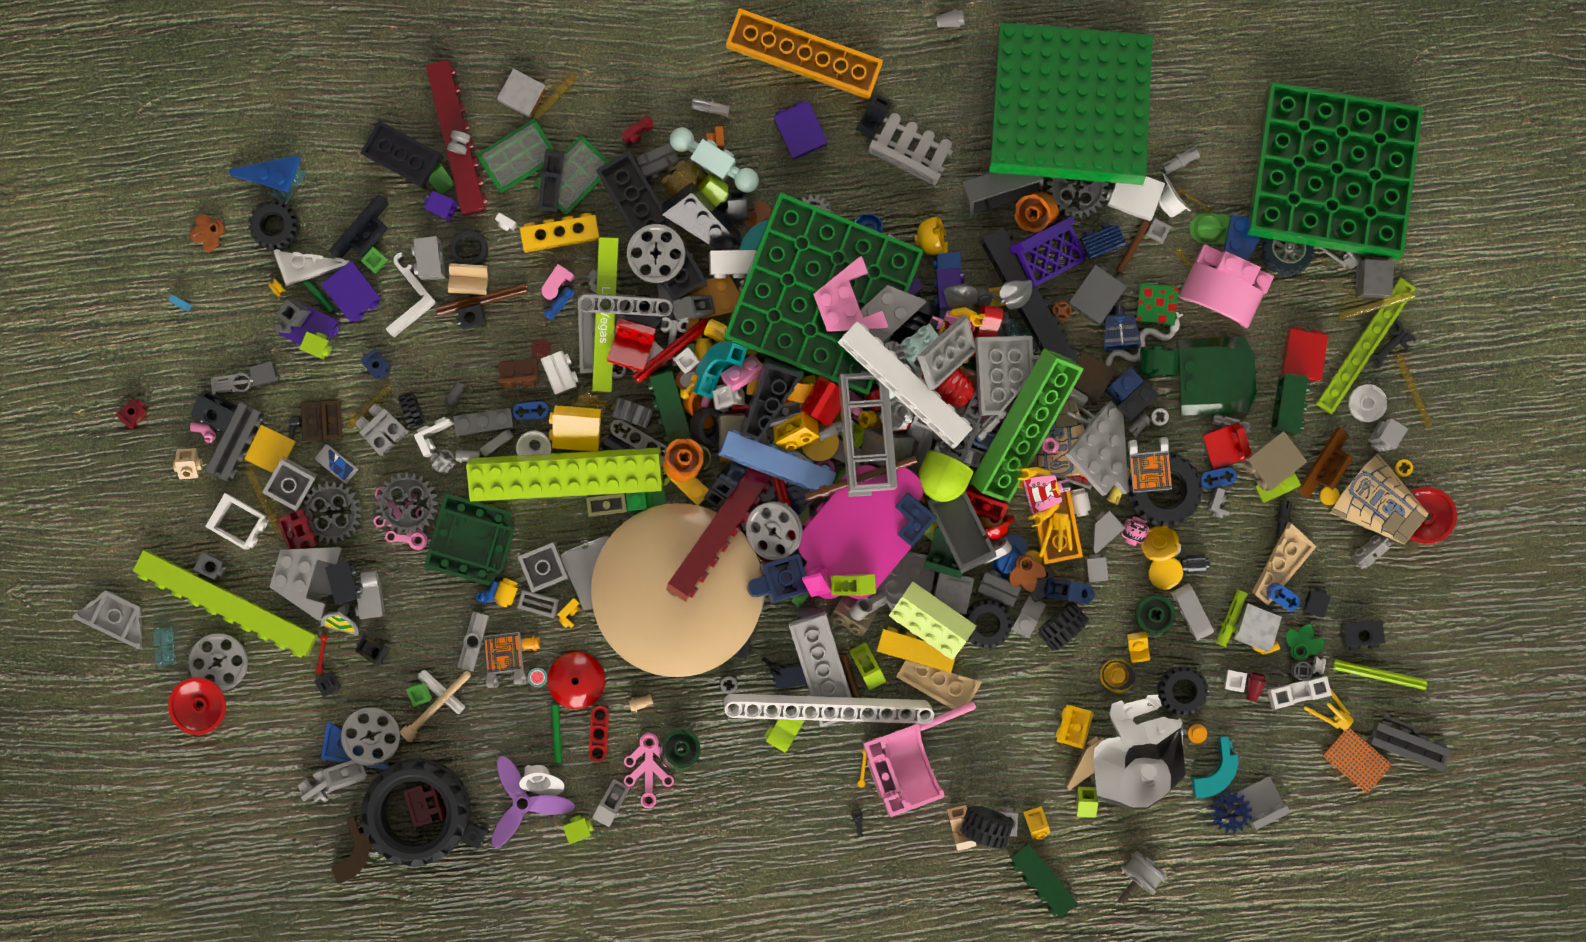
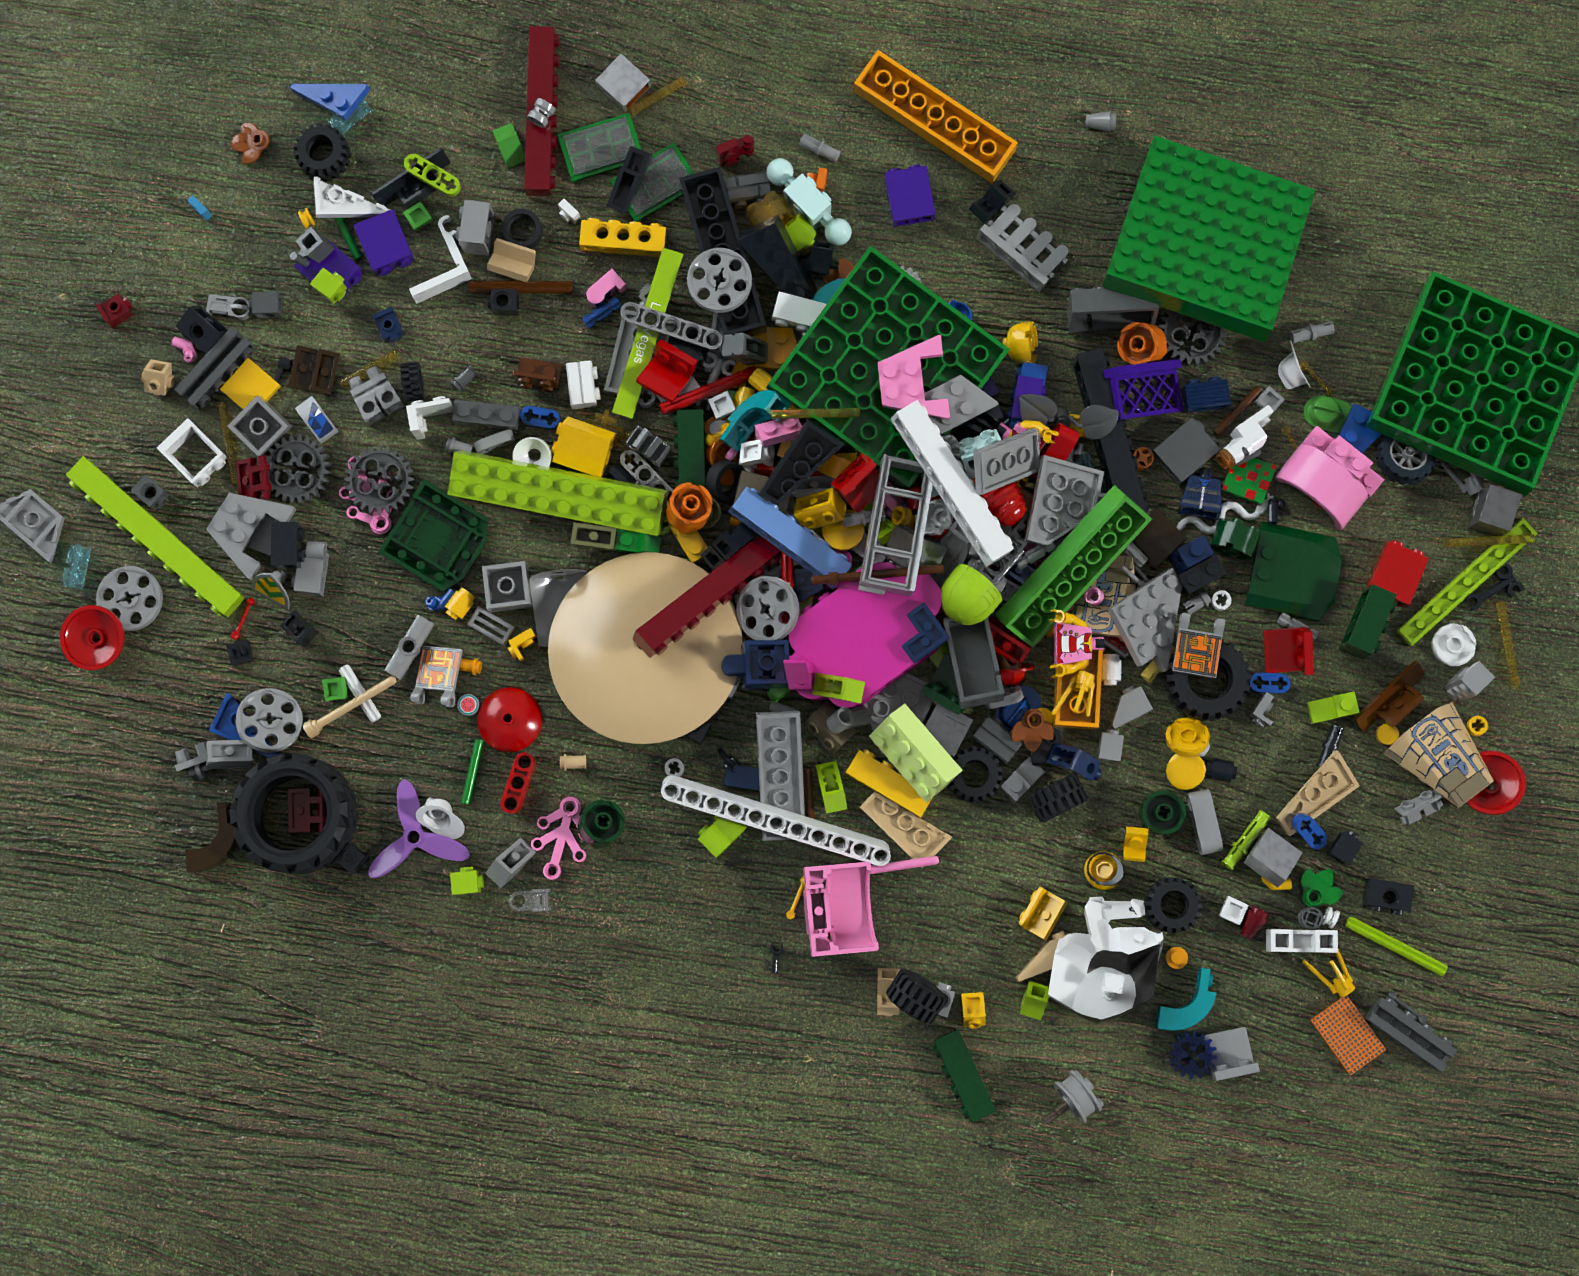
camera: 20 degrees right, 5 degrees down
(393, 221) = (430, 166): none -> lime beam
(401, 154) = (477, 112): black hinge -> none
(440, 206) = (504, 176): dark purple brick -> none
(442, 460) = (431, 445): light grey gear -> none
(541, 348) = (569, 354): clear red plate -> none
(639, 830) = (532, 900): none -> clear piece
(771, 352) = (816, 413): none -> clear yellow bar
(1135, 531) = (1163, 716): bright pink head -> none
(1136, 199) = (1254, 358): white brick -> none
(1148, 273) = (1246, 440): none -> white plate
(1184, 326) = (1272, 510): none -> black arm
(1274, 461) = (1337, 677): dark tan brick -> none

